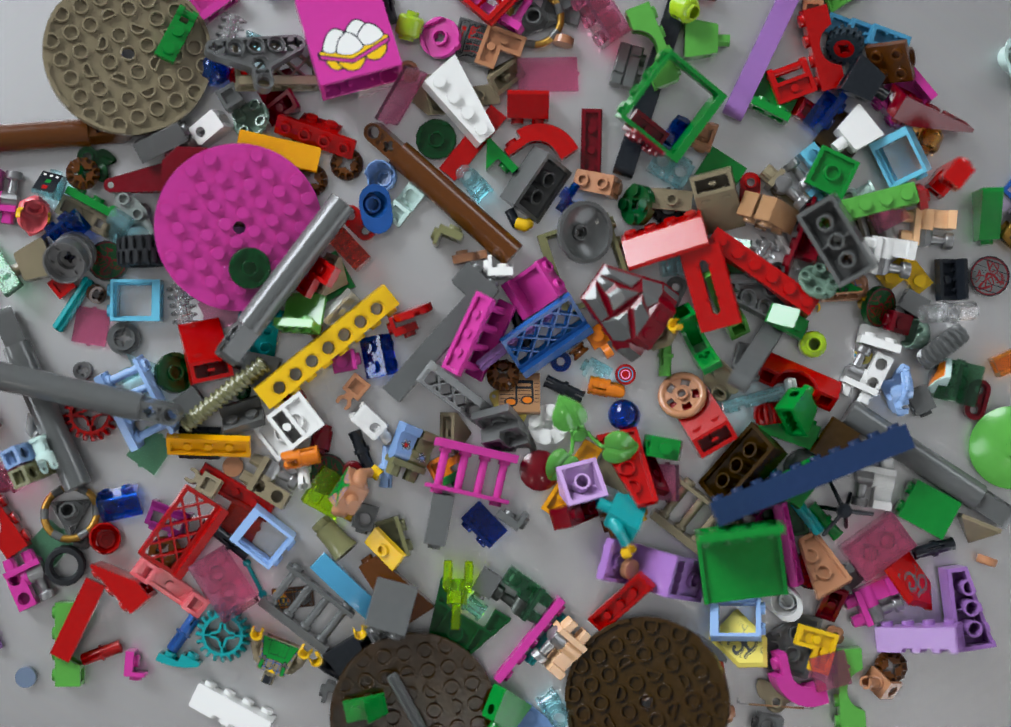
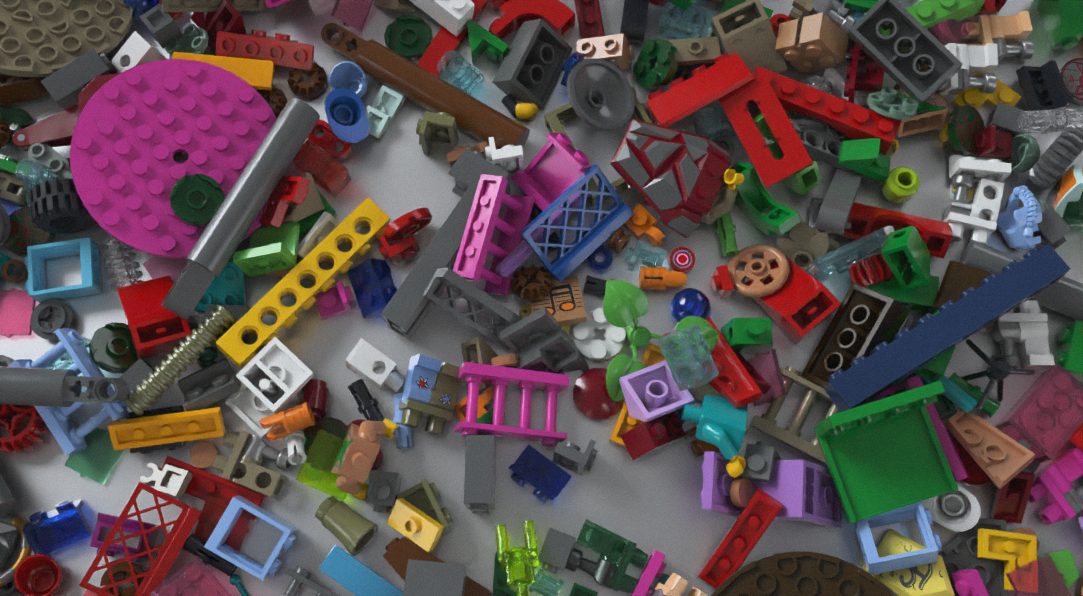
camera: 10 degrees left, 15 degrees down
(354, 388) = (349, 331): nougat plate -> none
(471, 435) = (505, 361): none -> nougat tile
(609, 464) = (688, 357): none -> clear light blue brick
(648, 548) = (760, 461): none -> dark grey bracket
(652, 399) = (722, 281): none -> red plate

